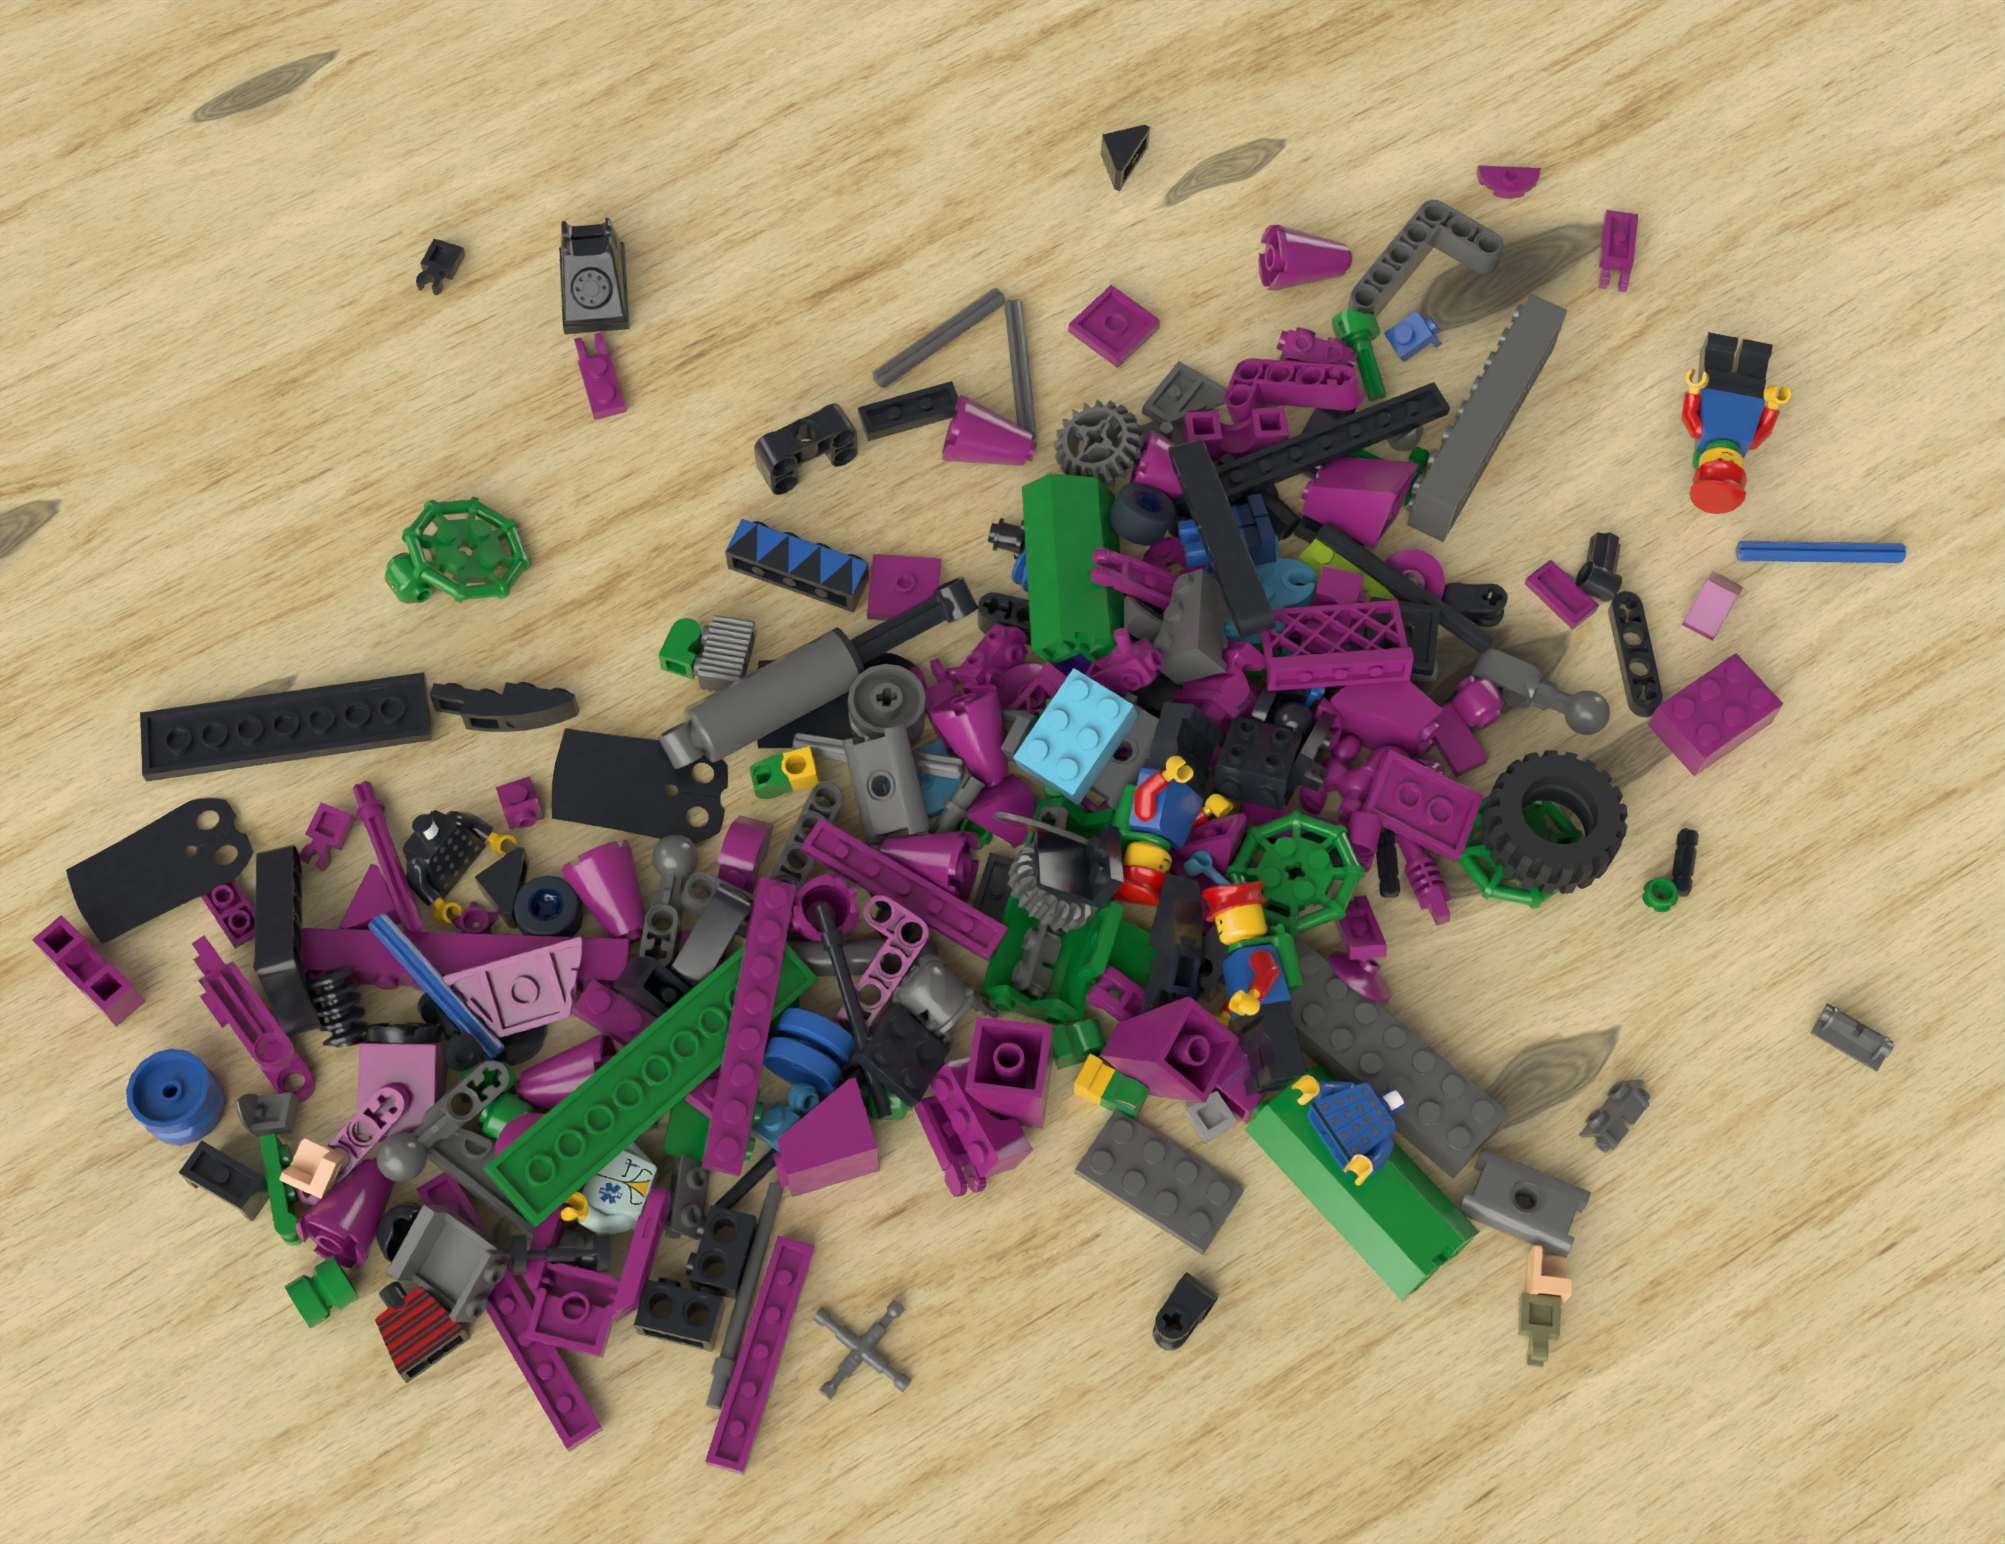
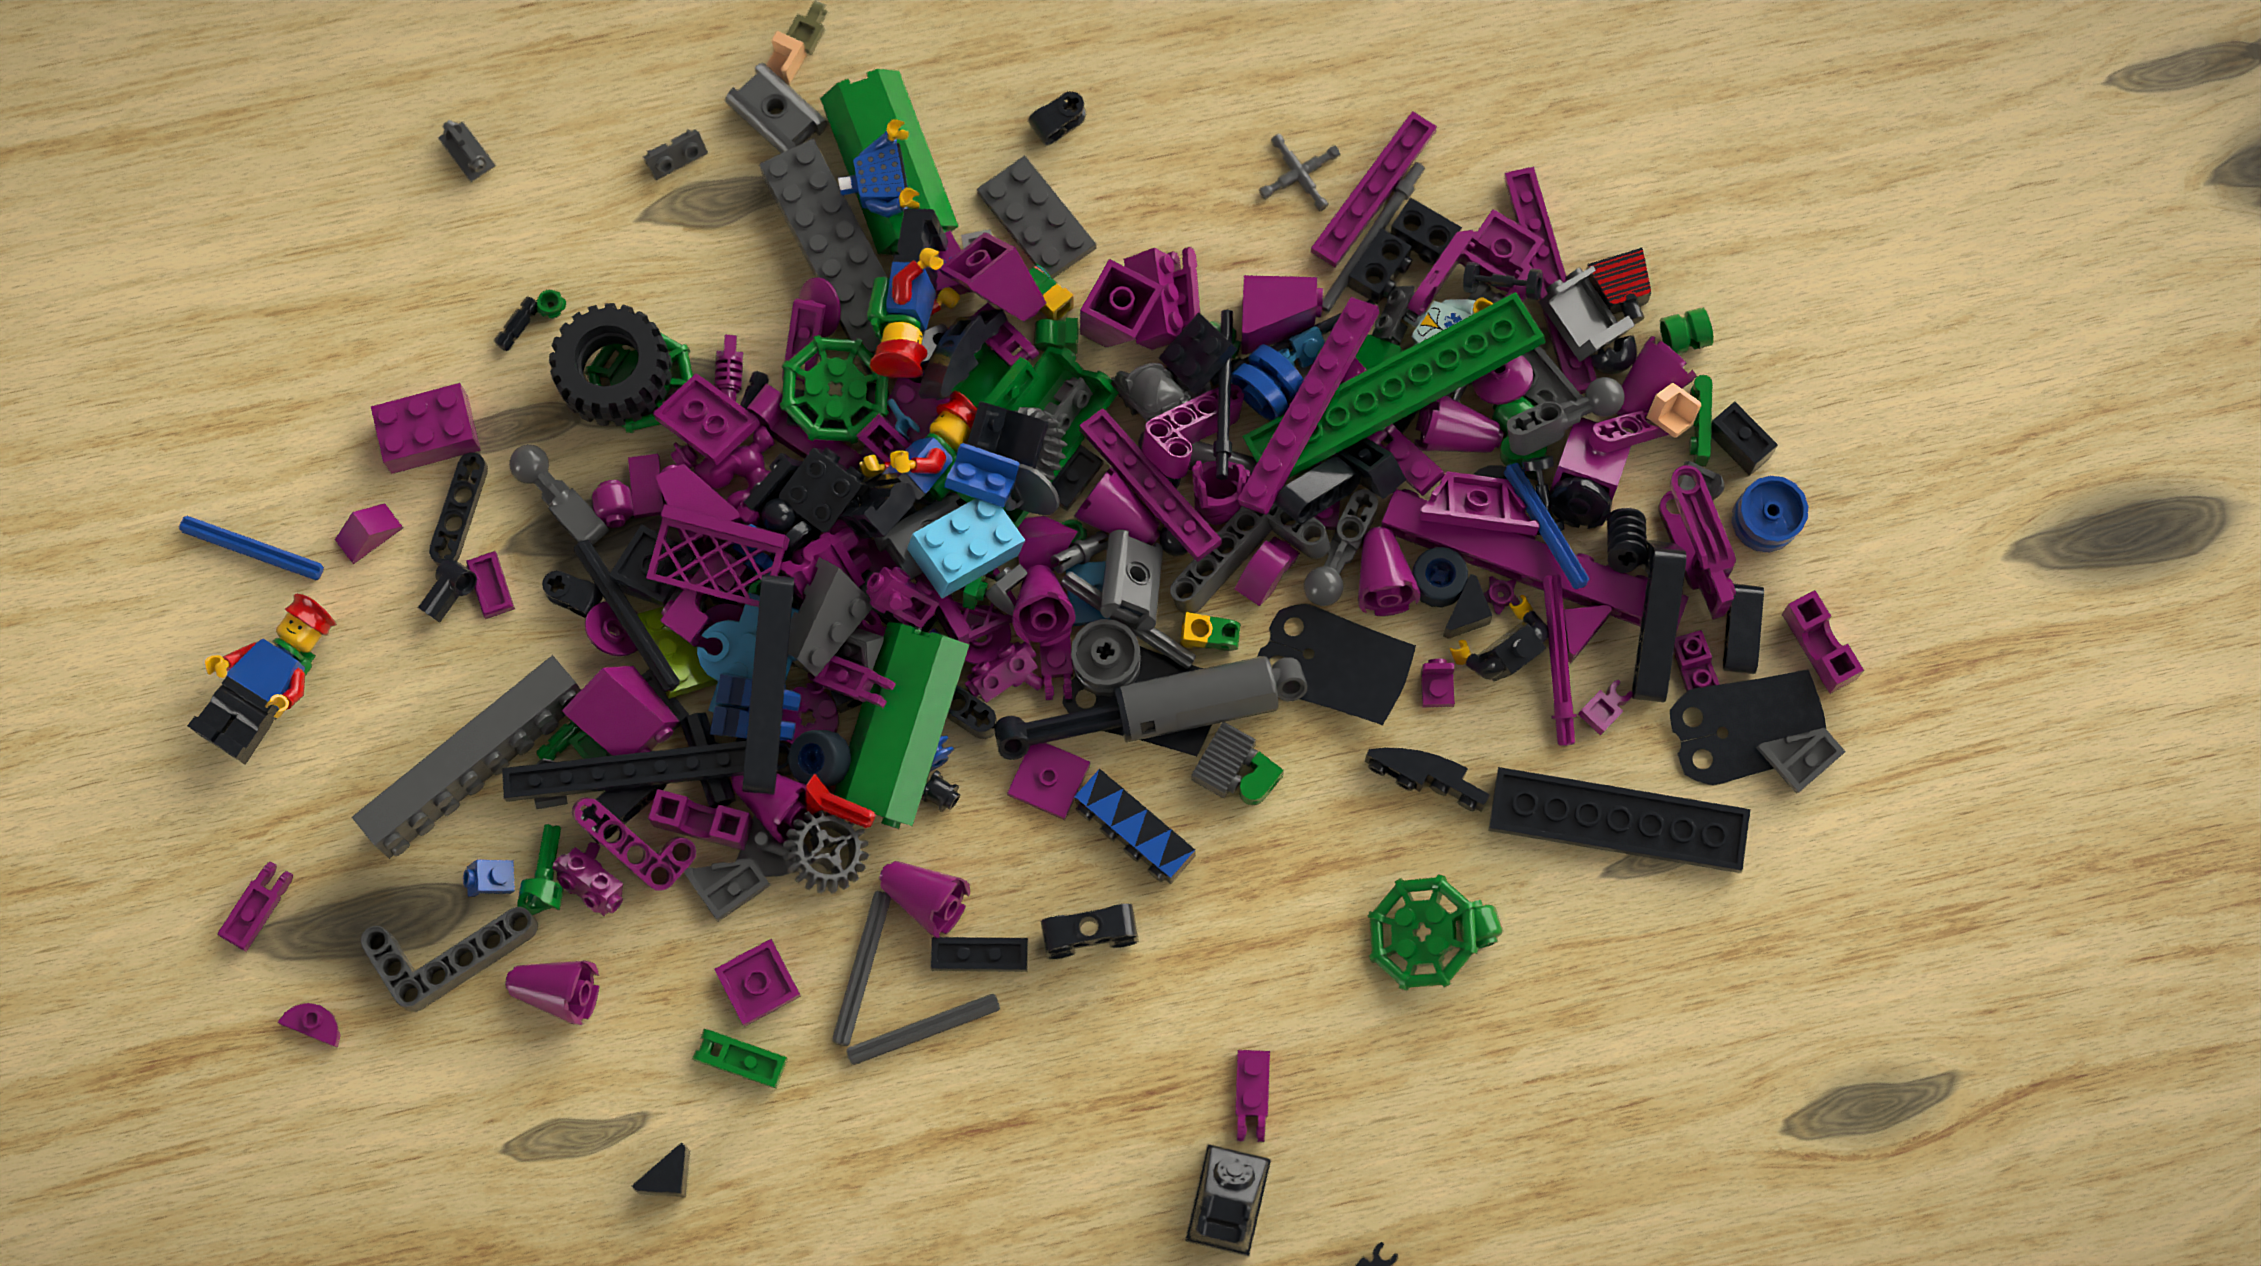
camera: 155 degrees left, 10 degrees up
(93, 849) = (1802, 756): none -> dark grey wing
(179, 968) = (1743, 630): none -> black beam
(1086, 799) = (982, 475): none -> blue bracket
(1102, 262) = (741, 1059): none -> green plate
(1117, 471) = (820, 798): none -> red piece

